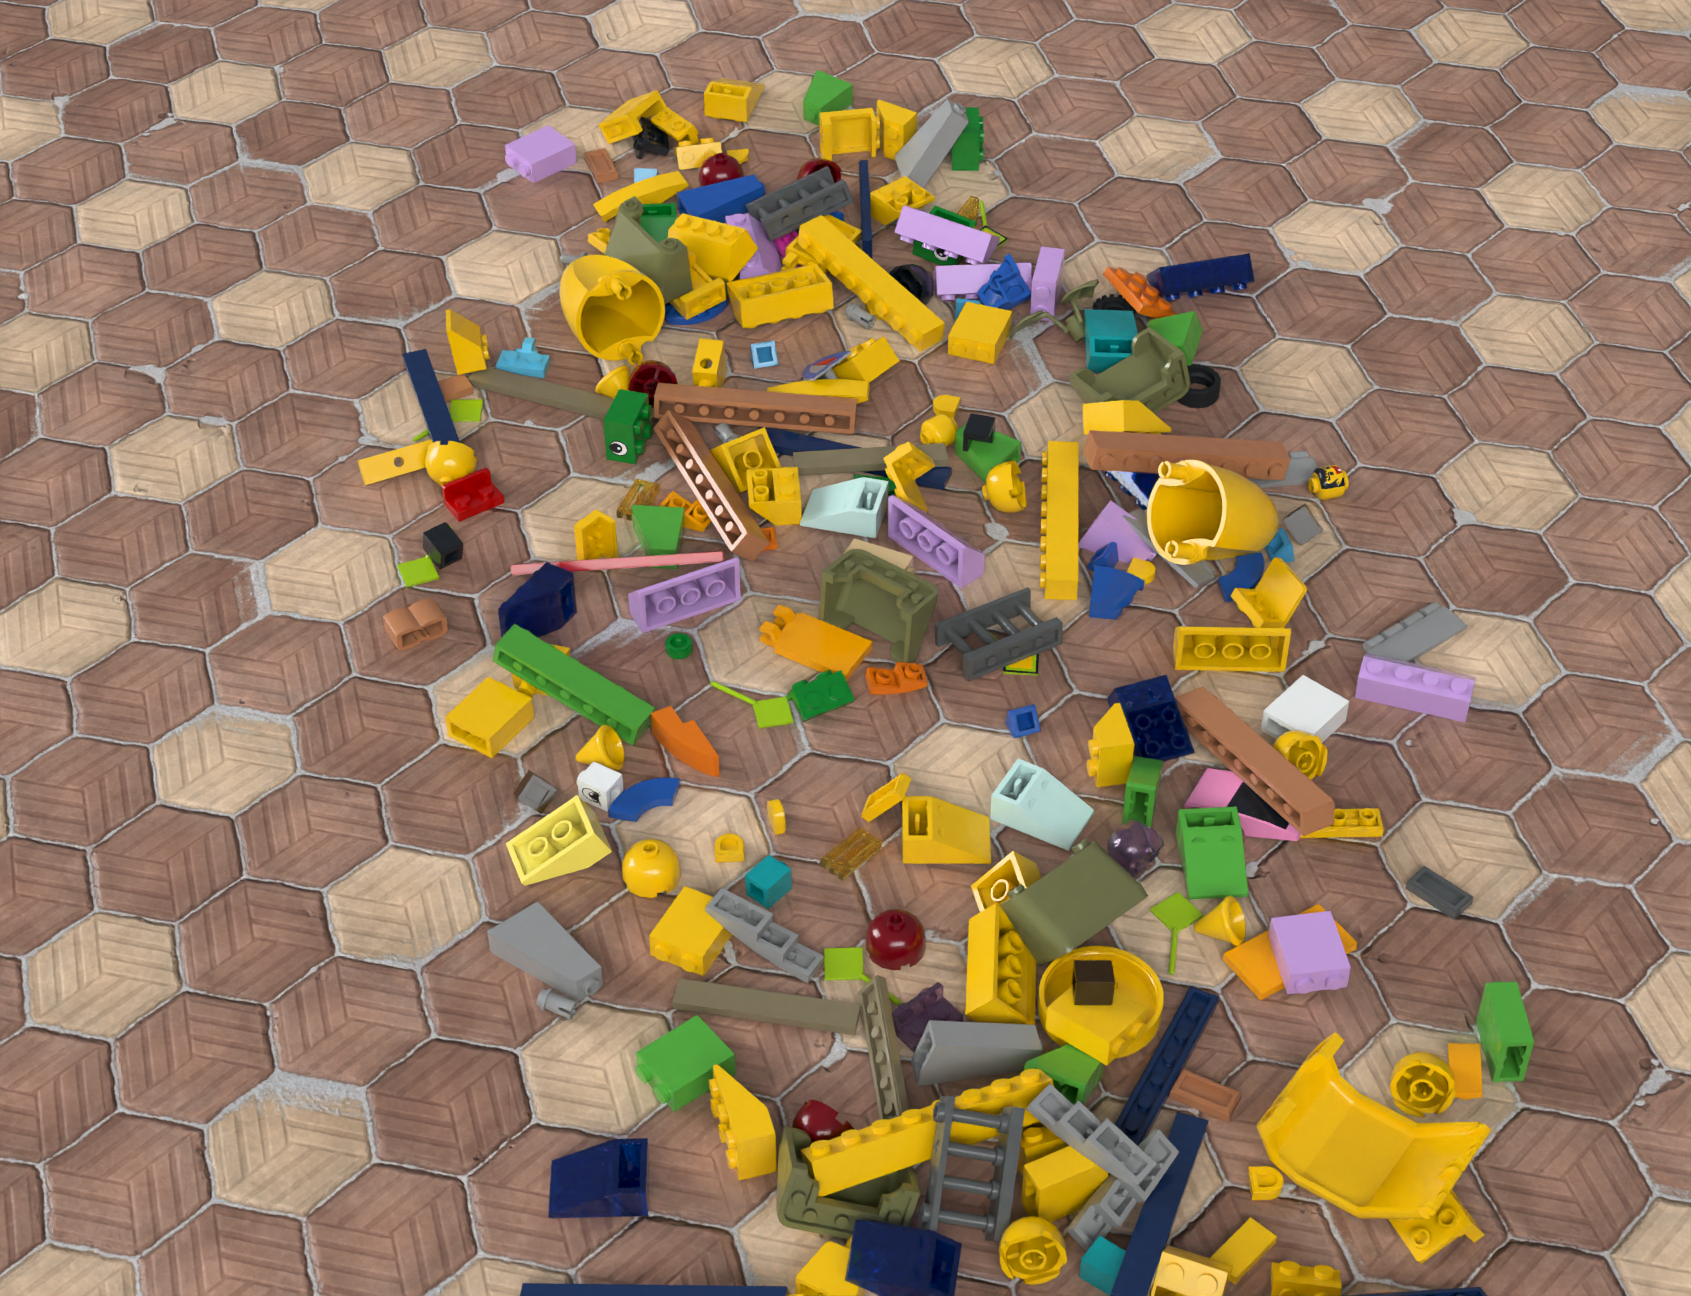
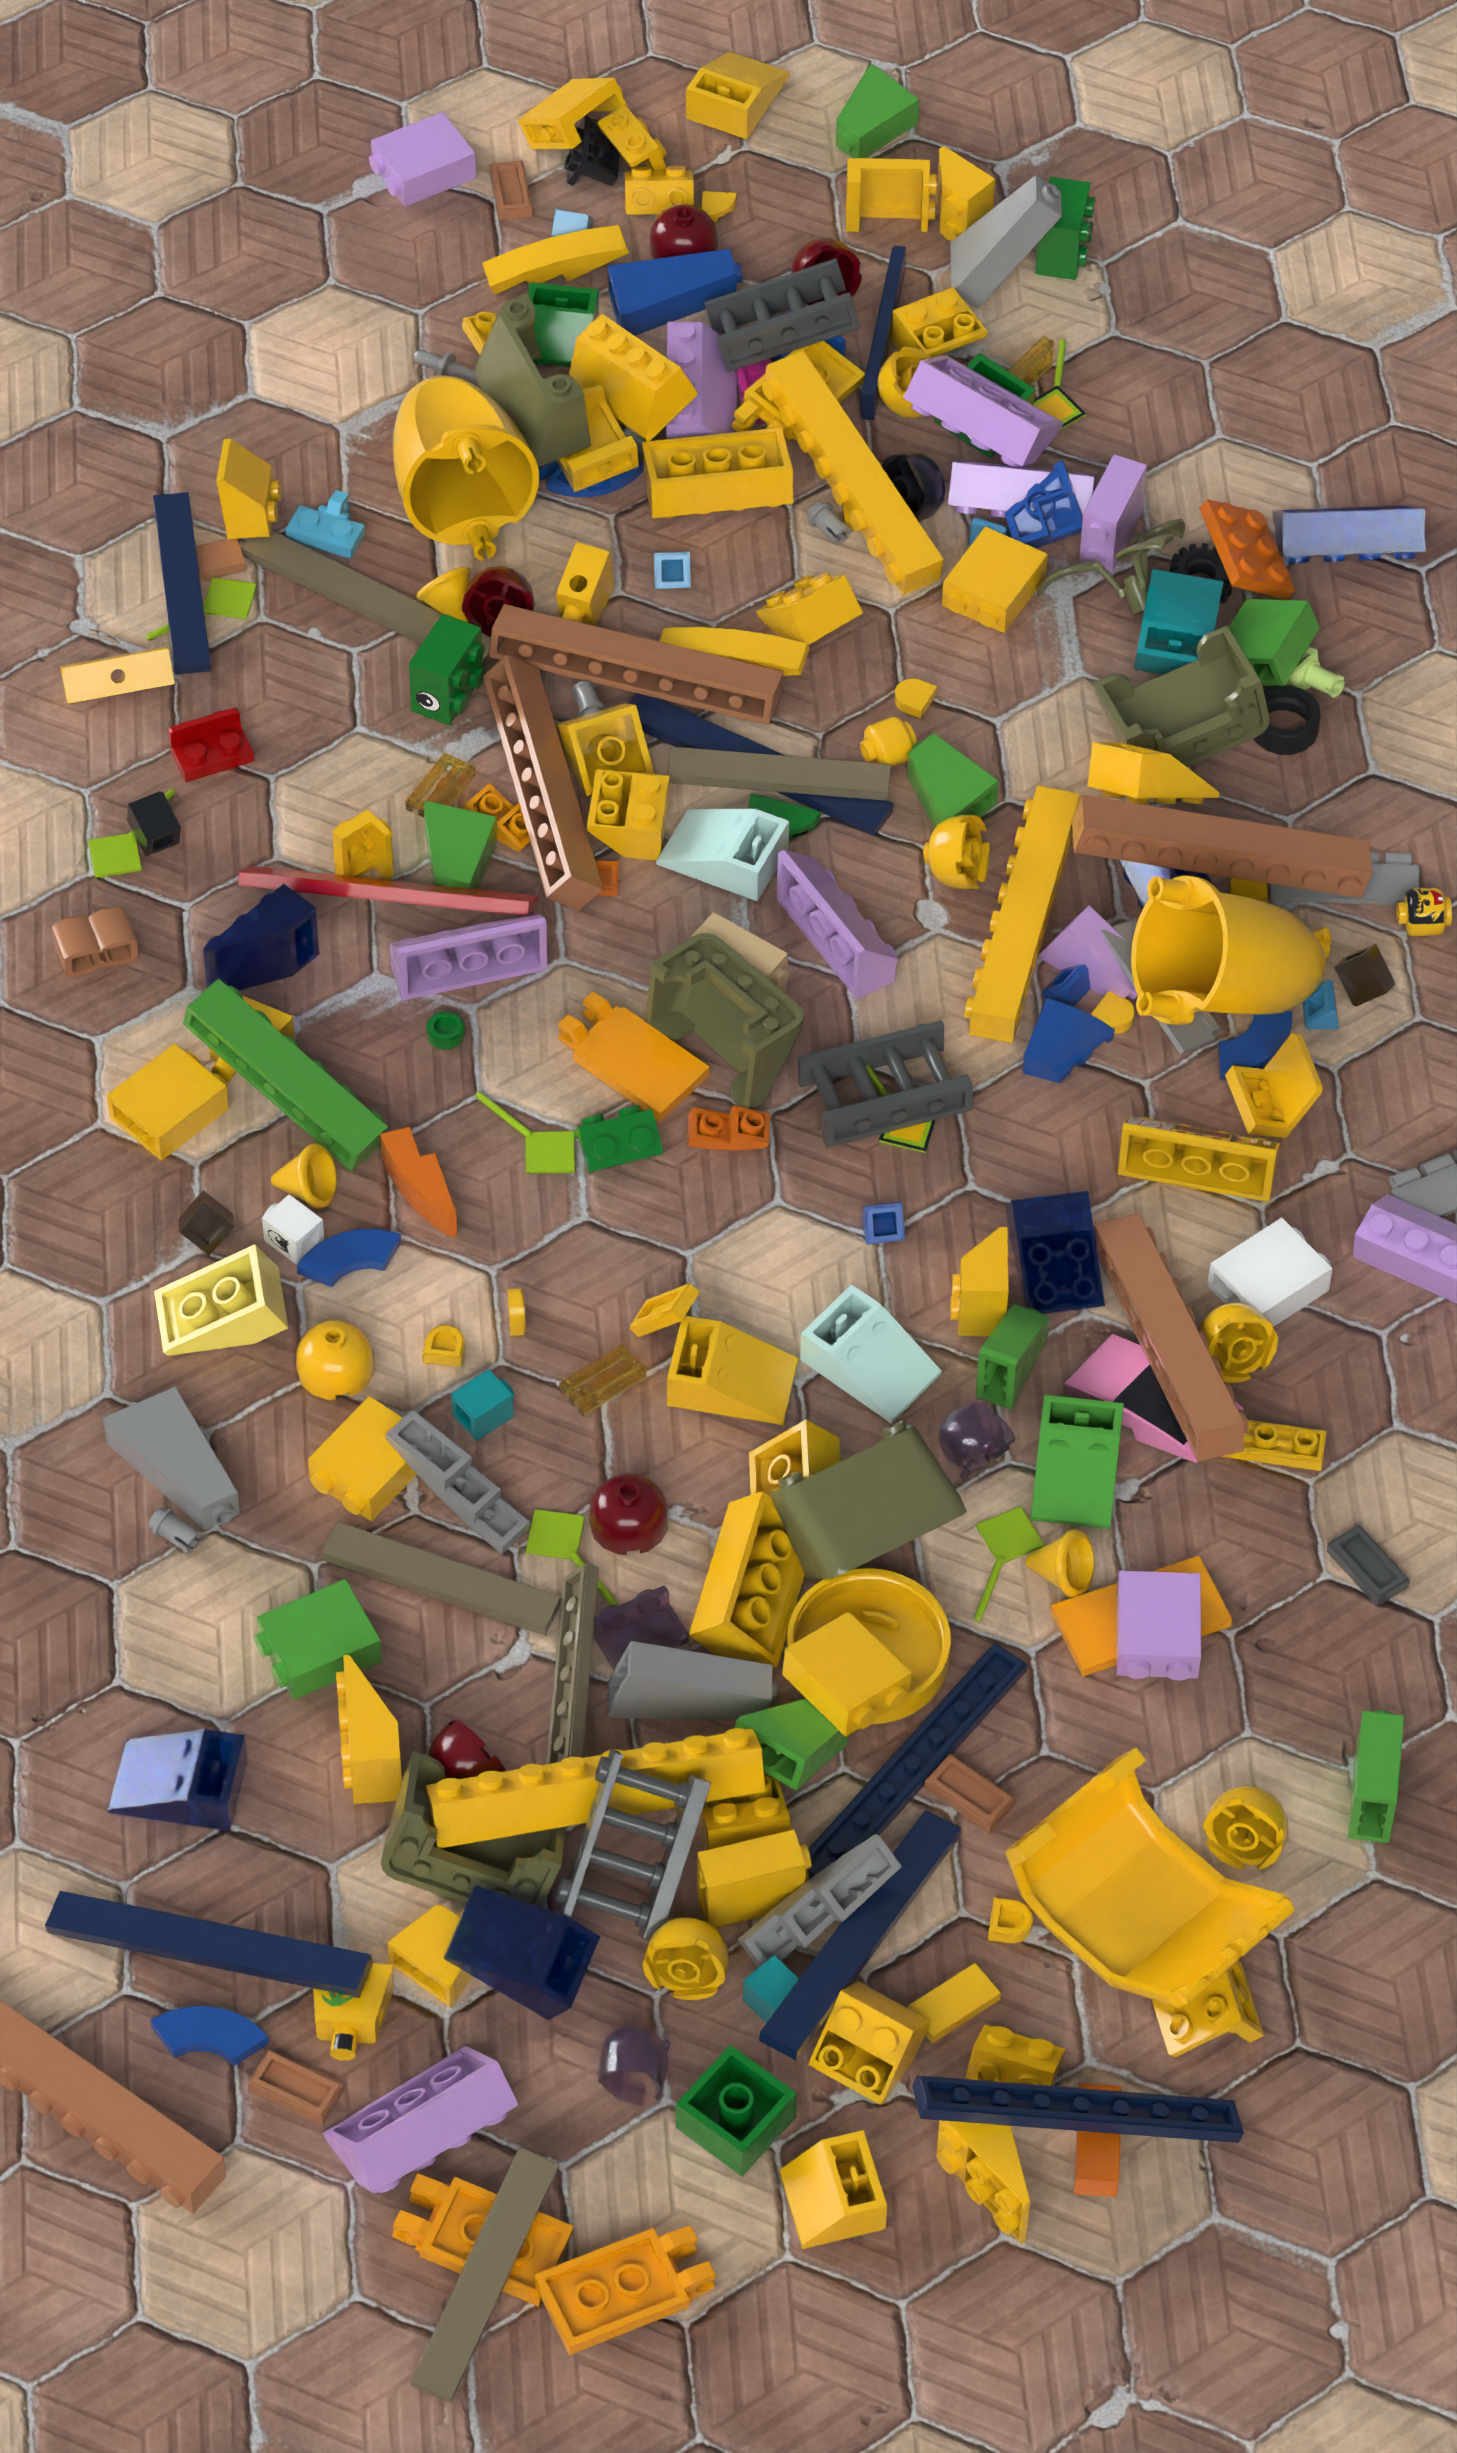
camera: 10 degrees right, 10 degrees up
(449, 461) = (187, 693): yellow cylinder -> none
(823, 368) = (747, 609): shield -> none
(883, 232) = (895, 378): none -> yellow cylinder
(904, 467) = (814, 807): yellow bracket -> none
(980, 429) = (937, 756): black panel -> none
(1090, 1137) = (787, 1831): light grey slope -> none
(1093, 982) = (848, 1627): dark brown panel -> none
(1209, 359) = (1311, 674): none -> yellowish green piece
(1466, 1067) = (1312, 1817): light orange slope -> none

